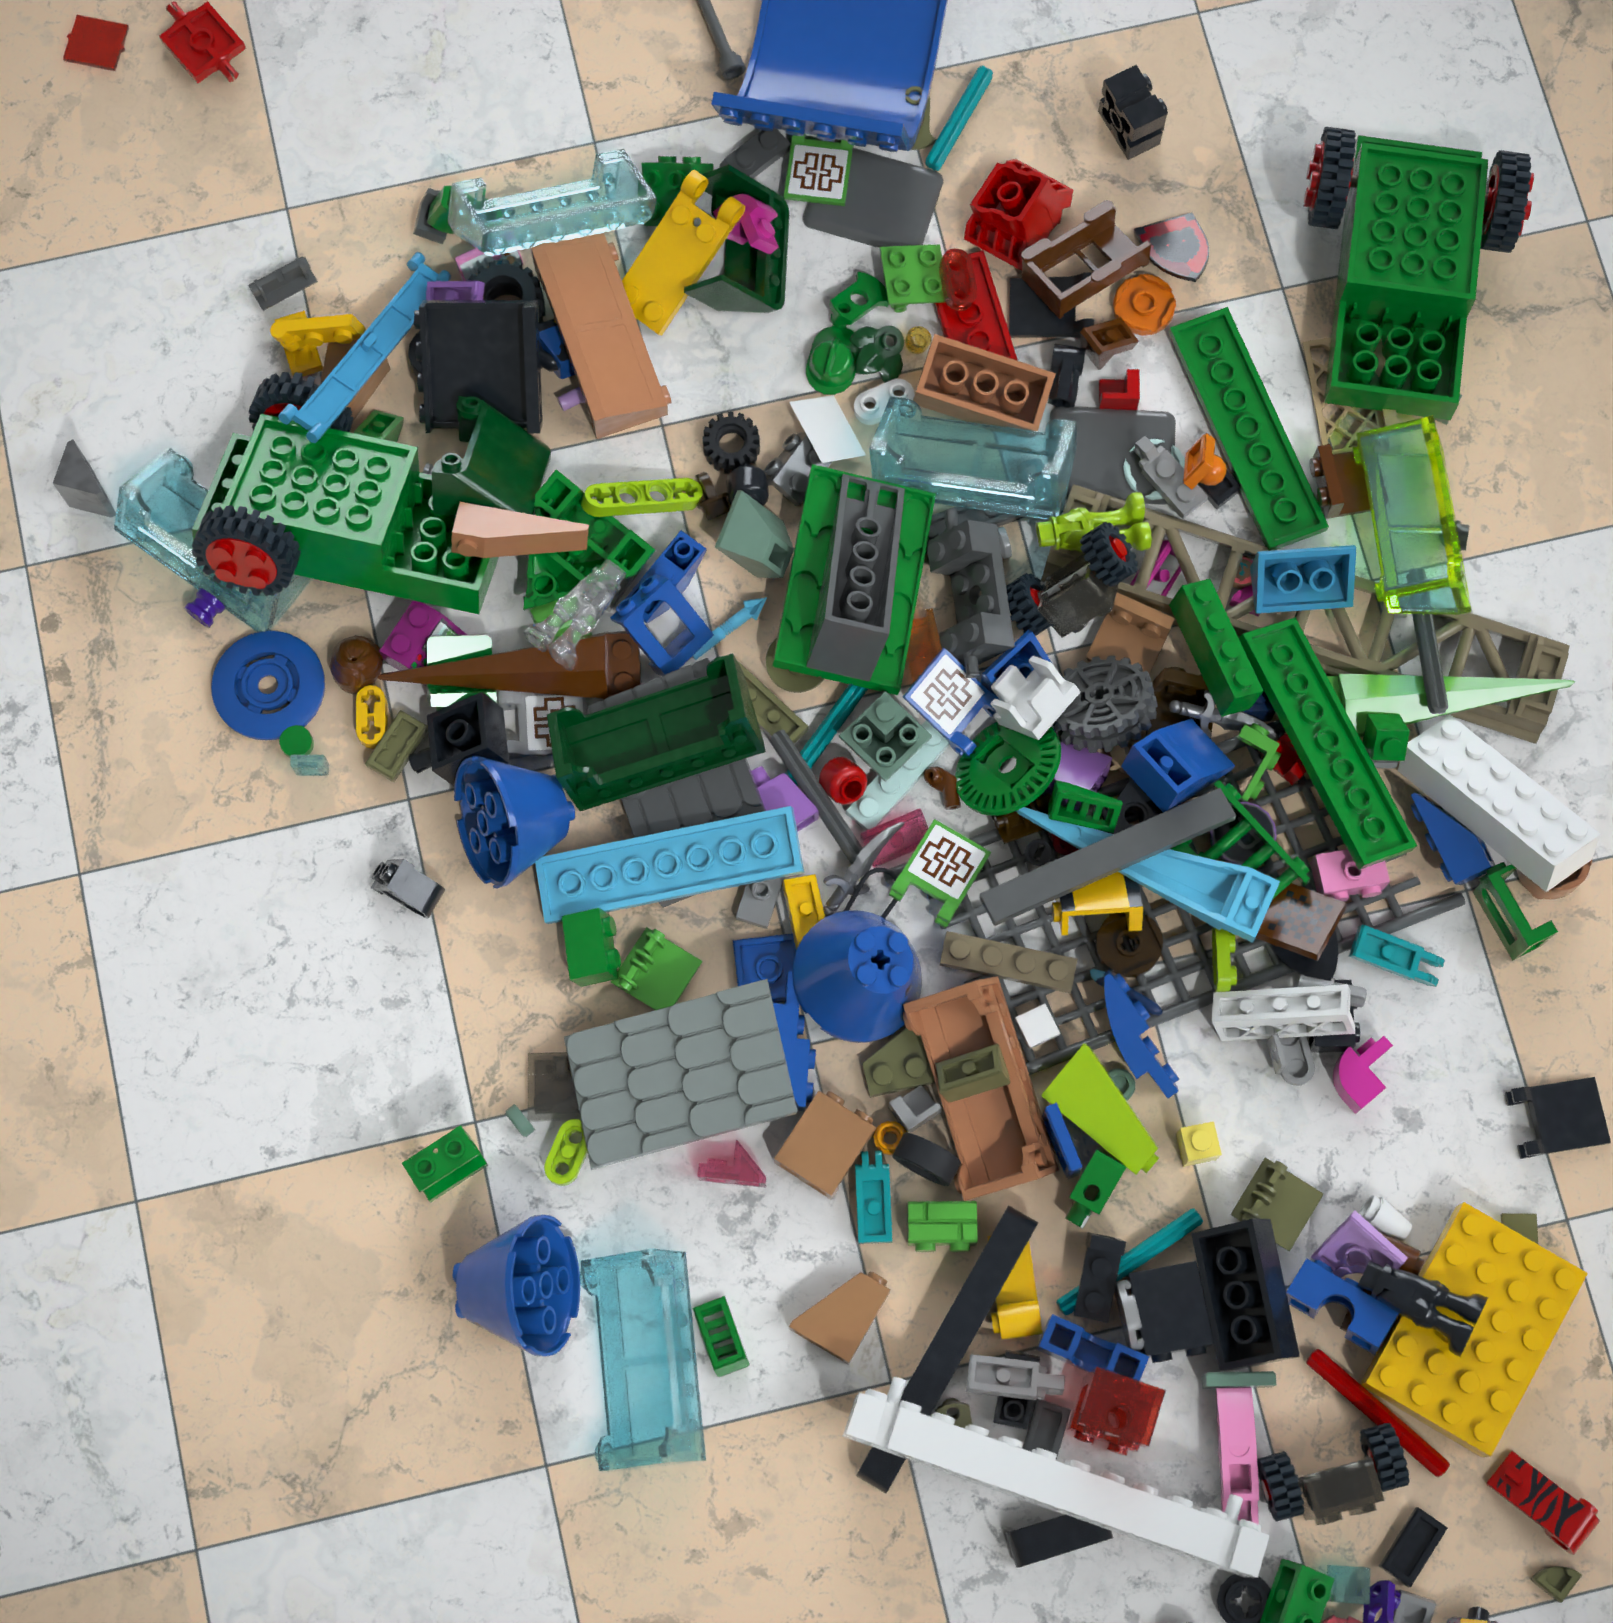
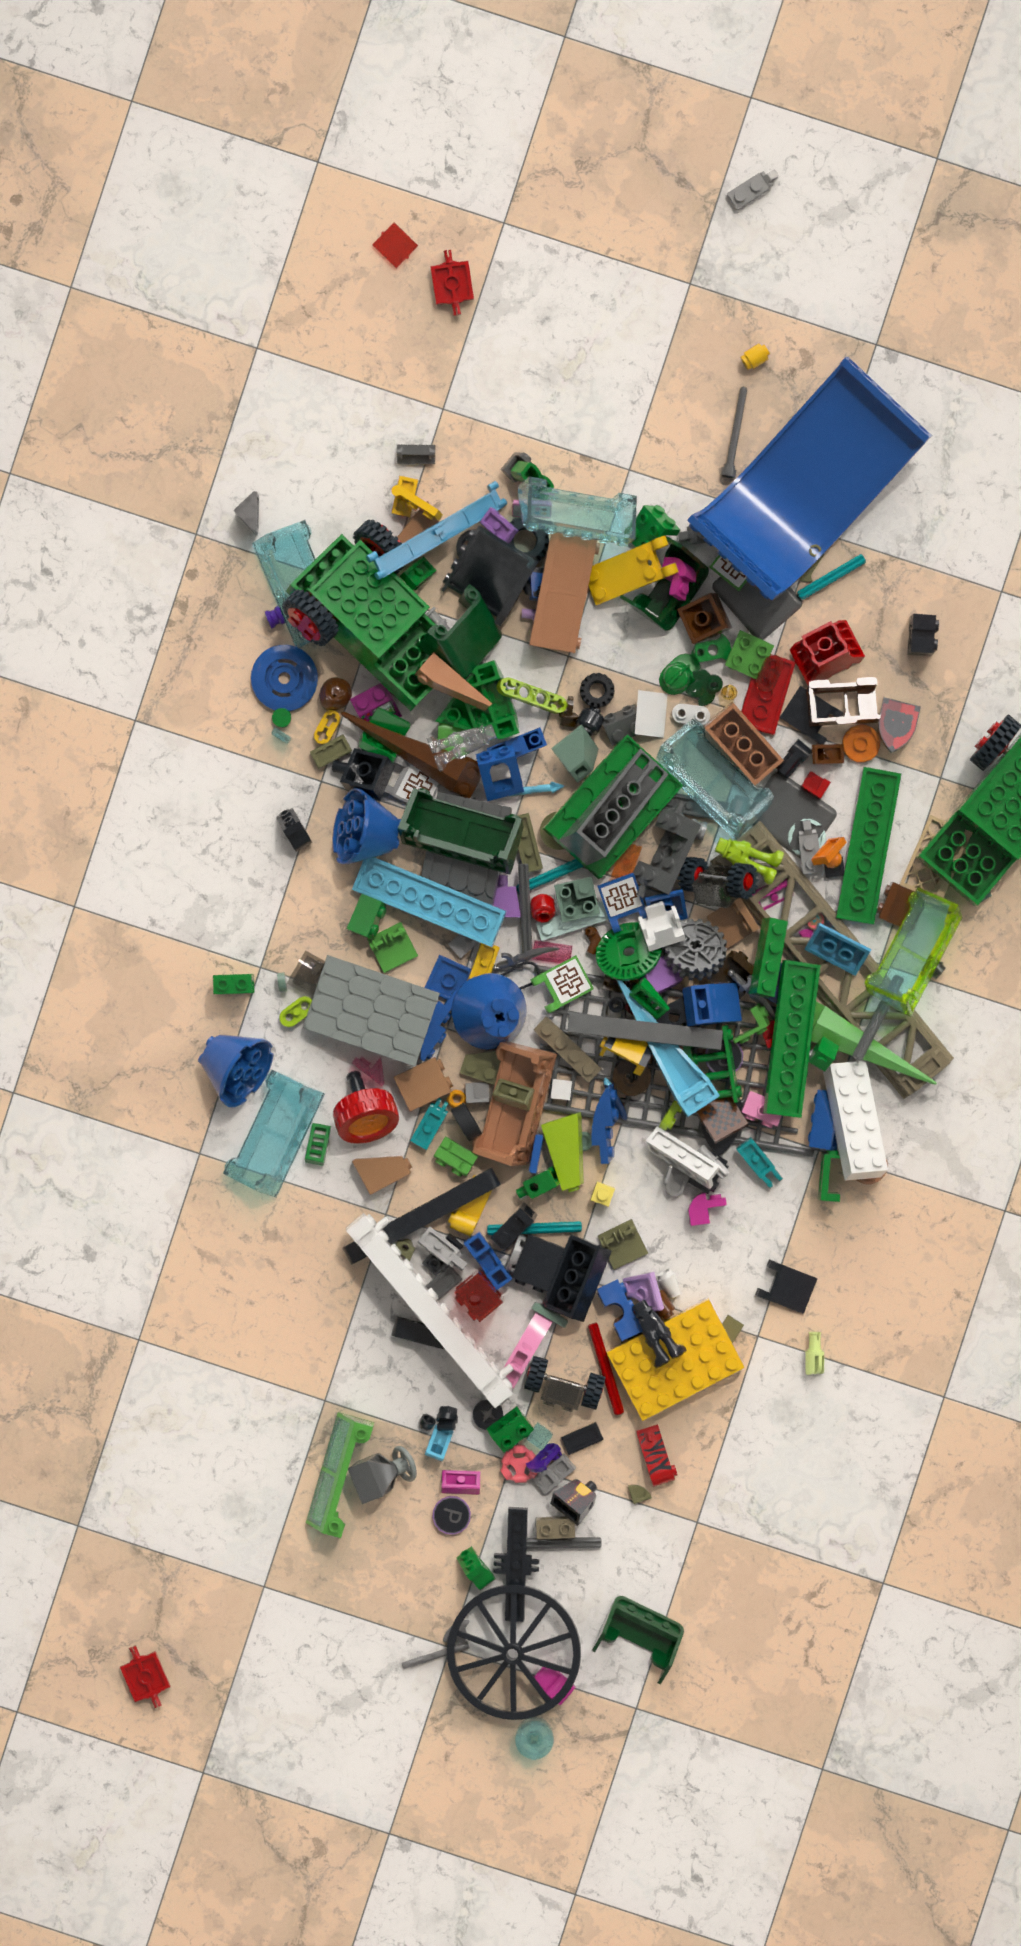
camera: 30 degrees right, 15 degrees up
(764, 1237) = (365, 1112): none -> red wheel
(821, 260) = (704, 618): none -> reddish brown slope

